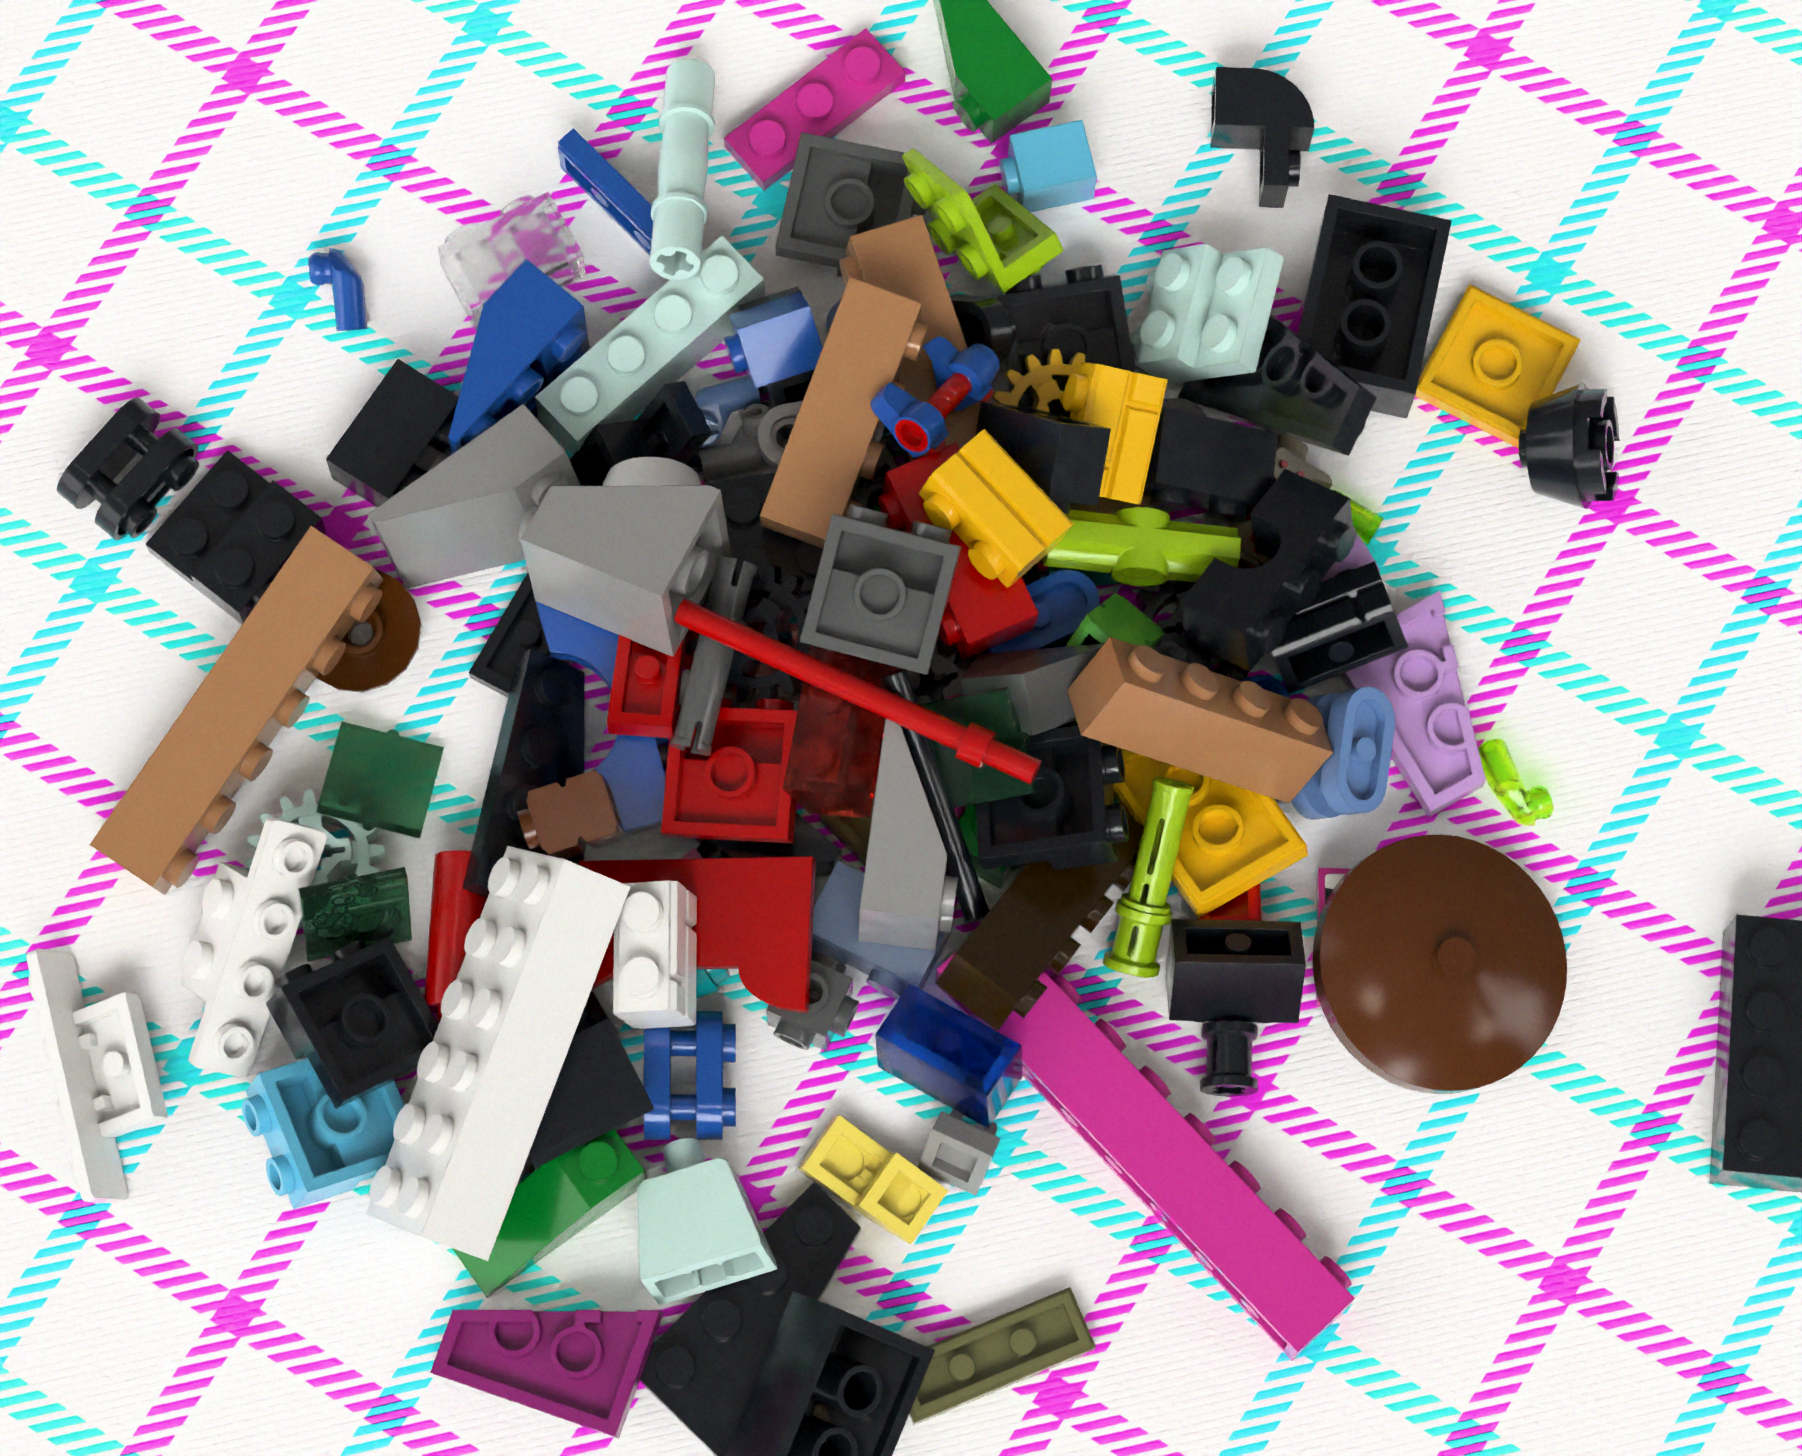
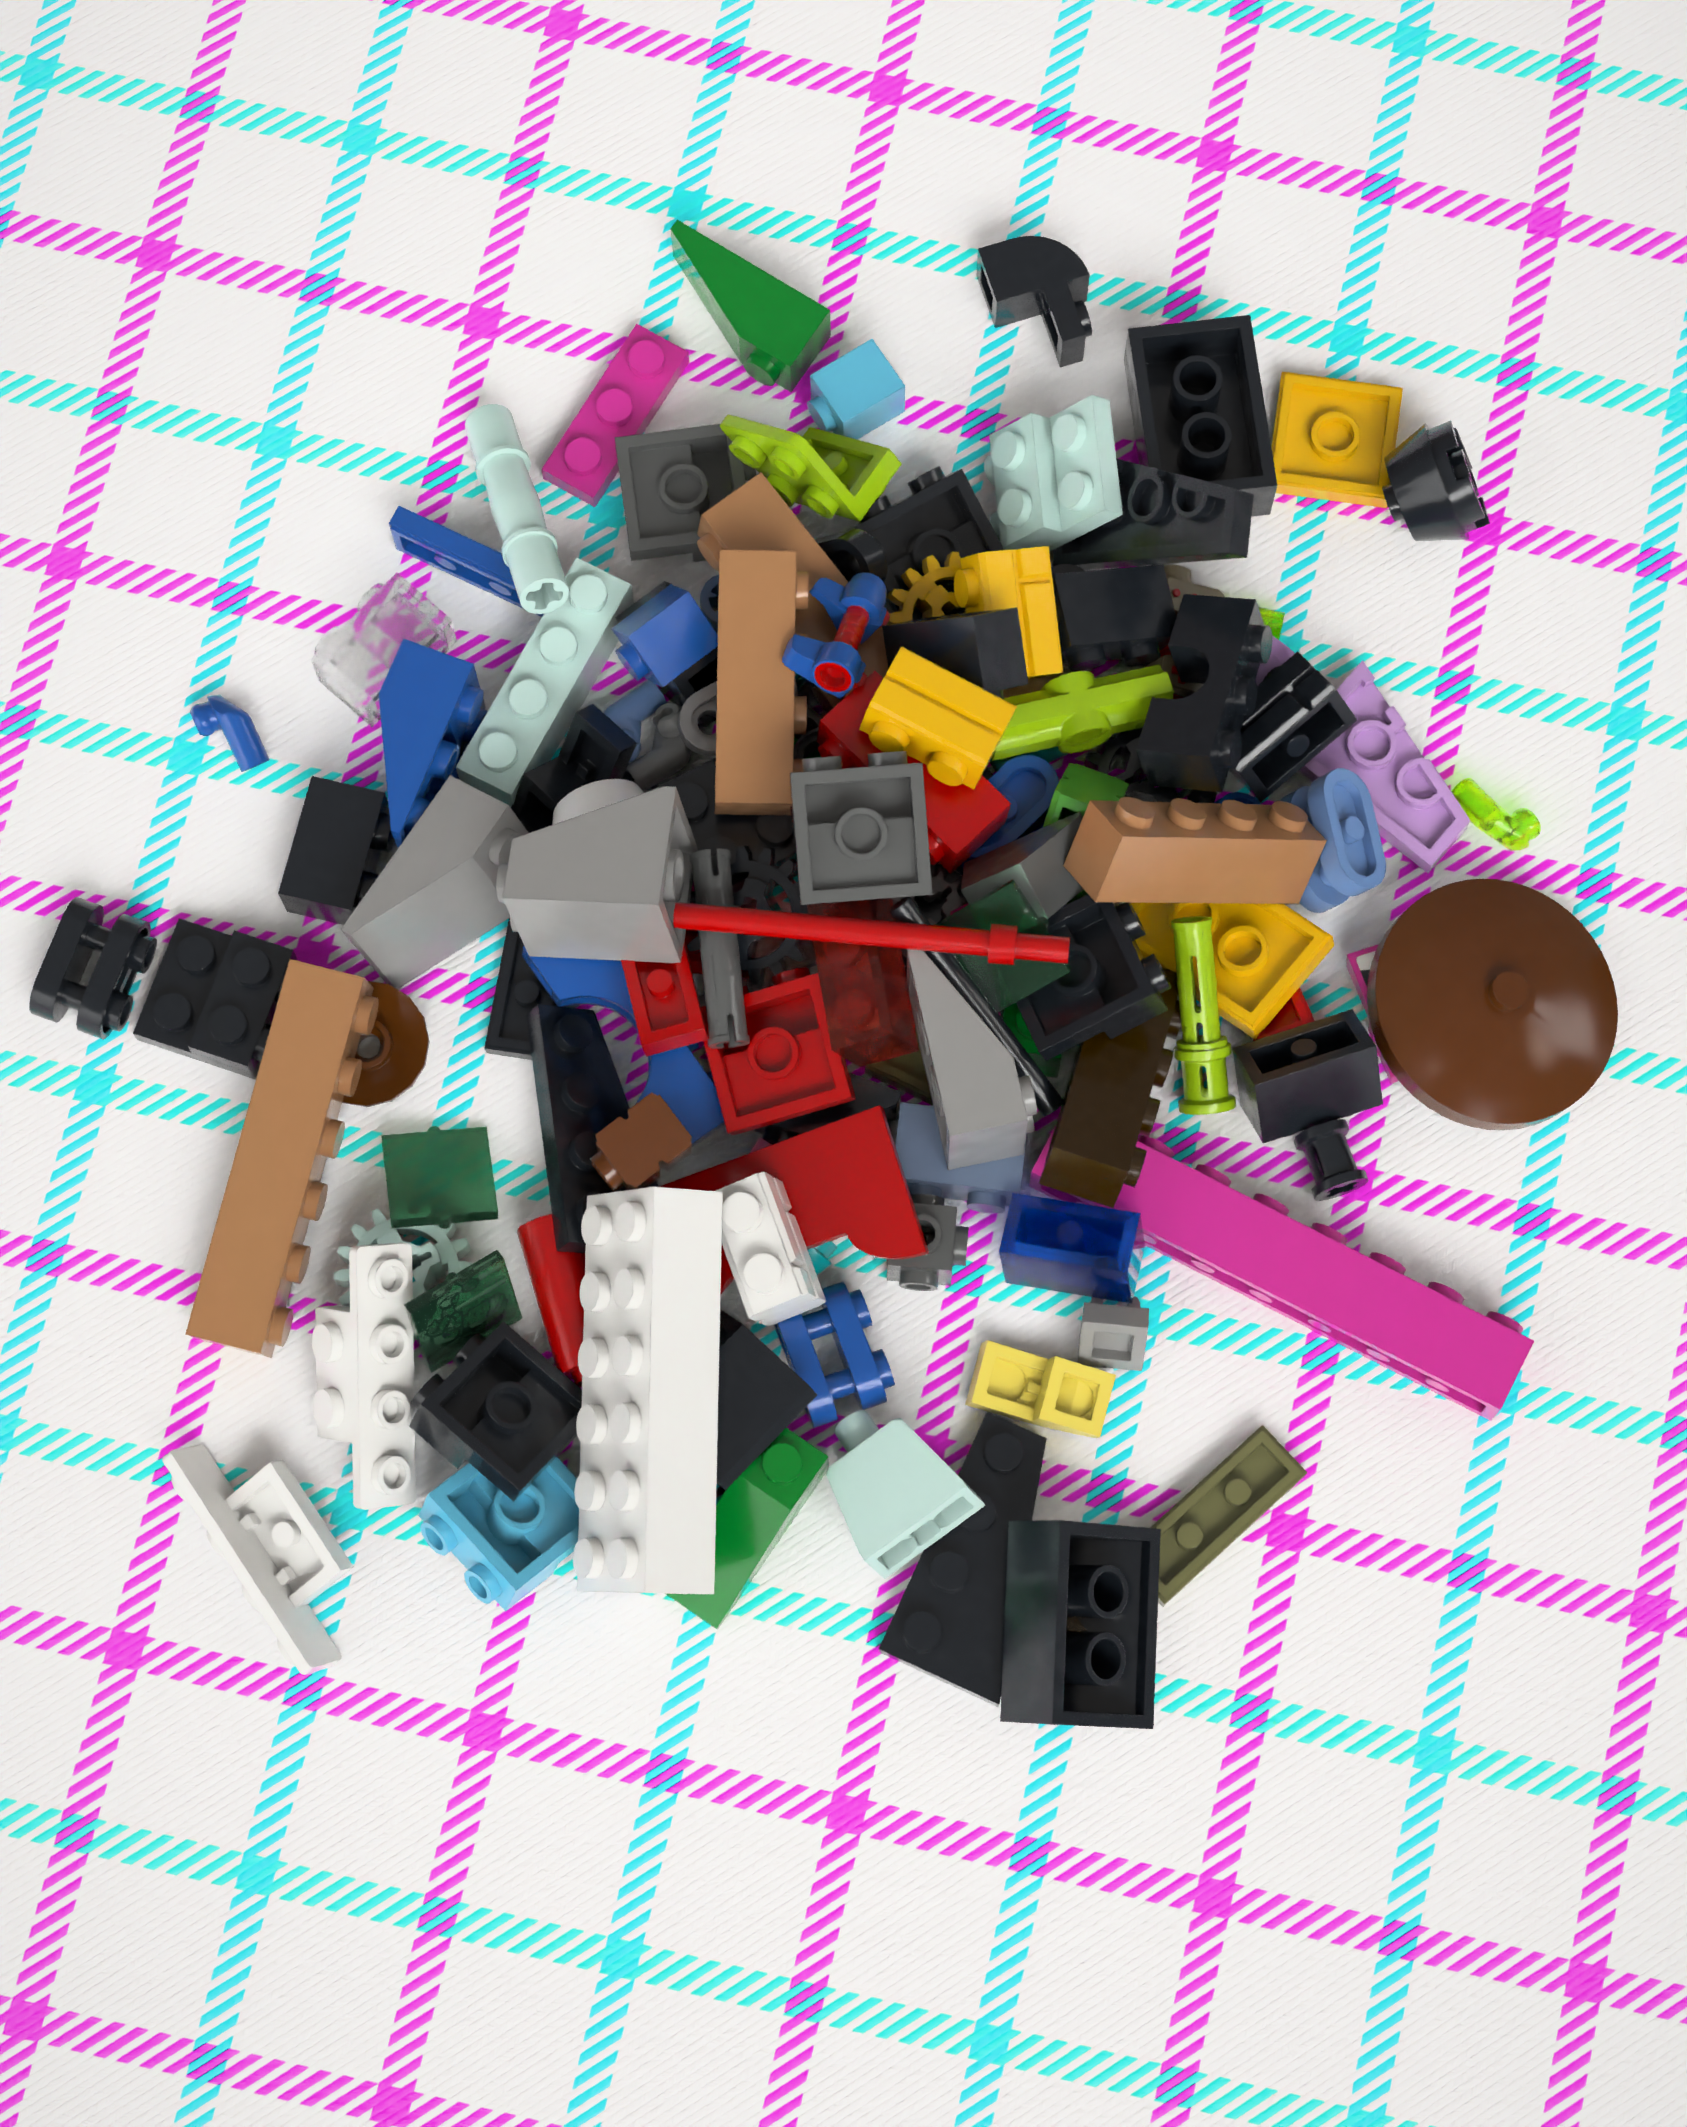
camera: 15 degrees left, 0 degrees up
(554, 1362) = (804, 1668): magenta wing -> none

